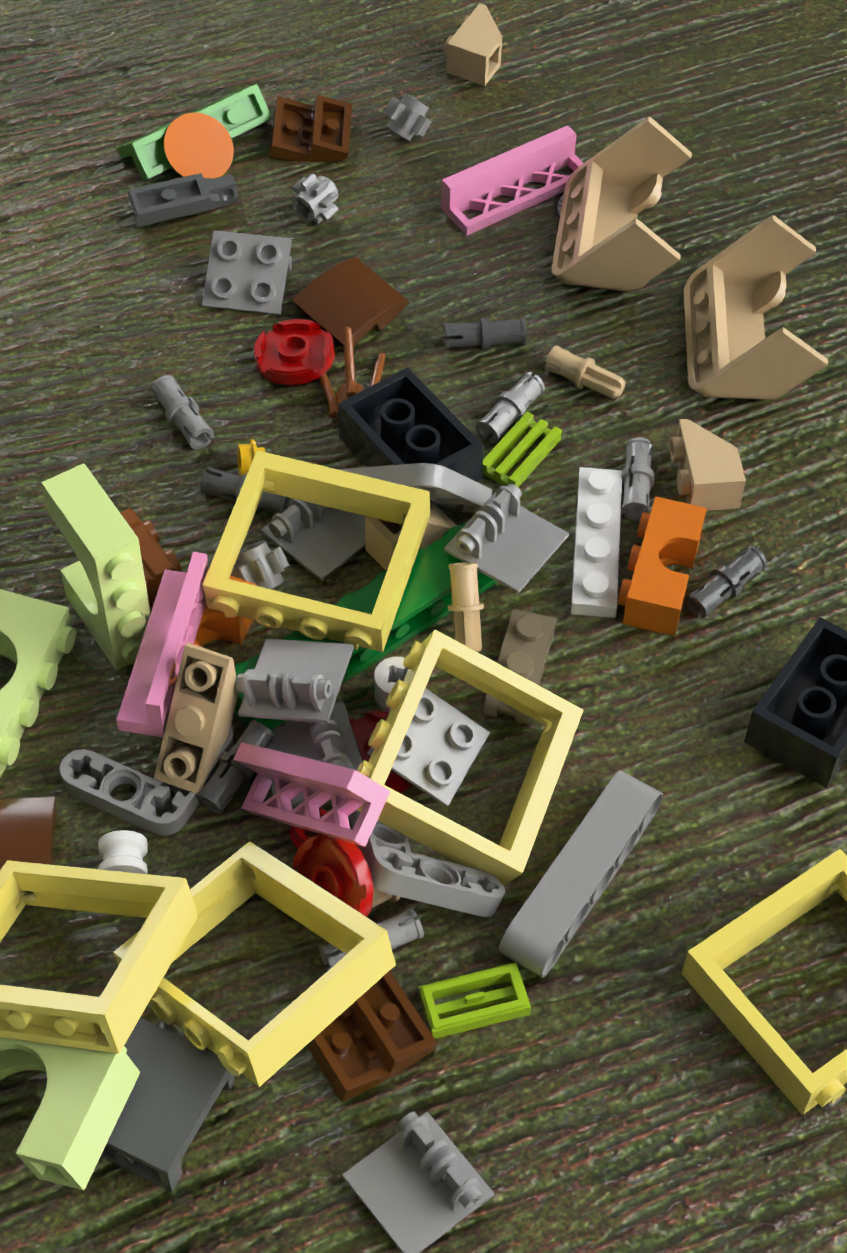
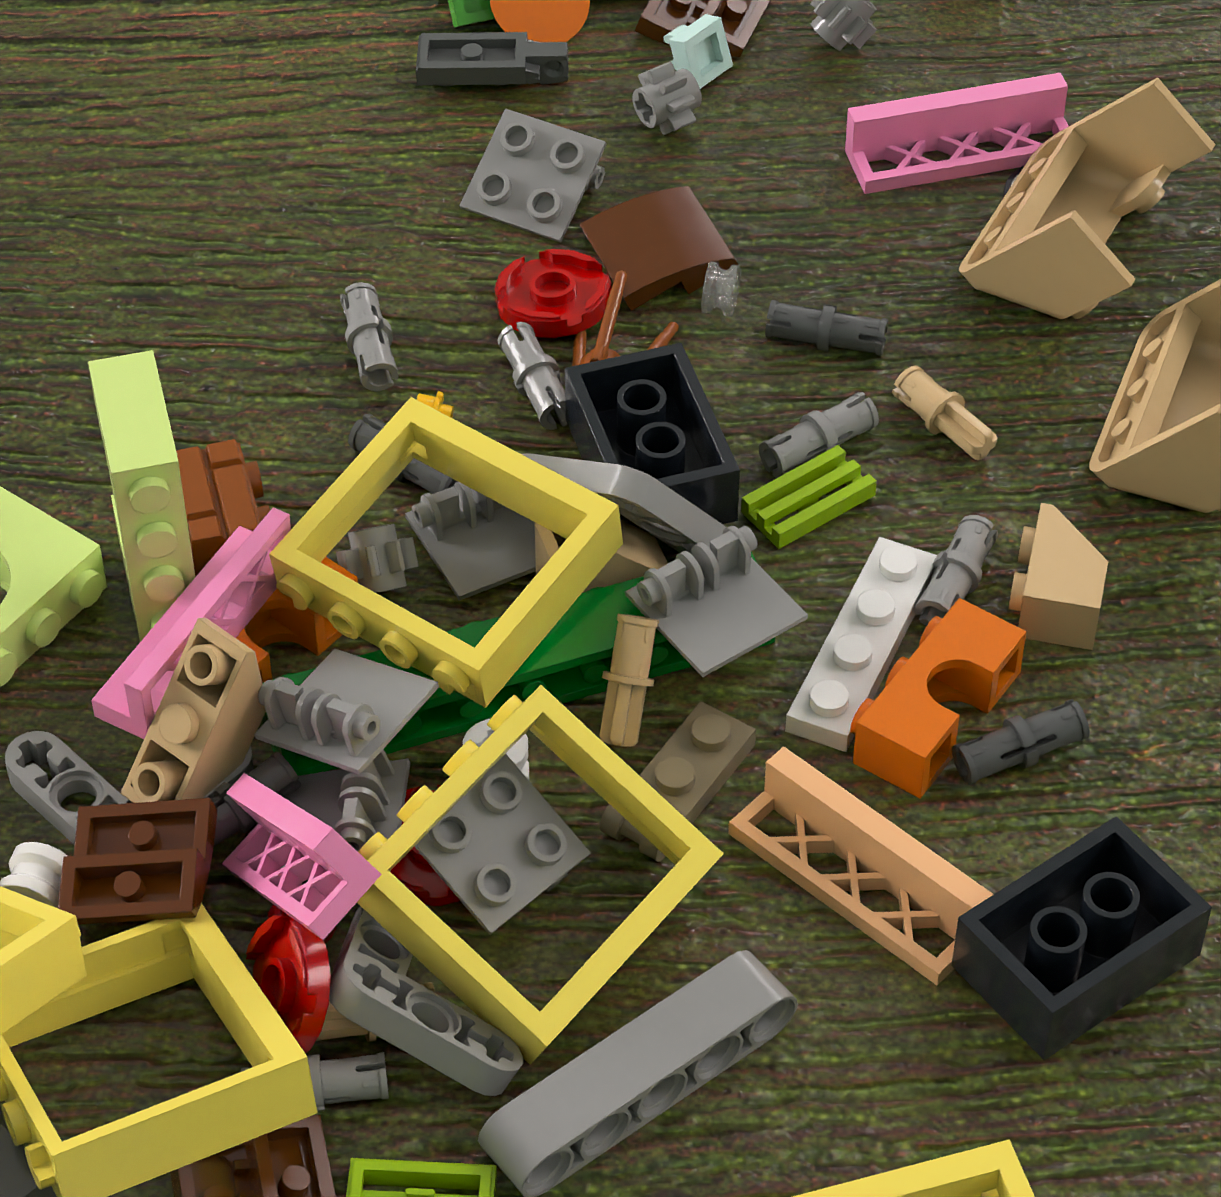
camera: 20 degrees right, 5 degrees down
(193, 824) = (139, 861): none -> reddish brown slope
(306, 411) = (534, 374): none -> light grey pin
(321, 158) = (700, 48): none -> light aqua tile
(406, 322) = (721, 288): none -> clear bush
(667, 684) = (868, 843): none -> light nougat fence

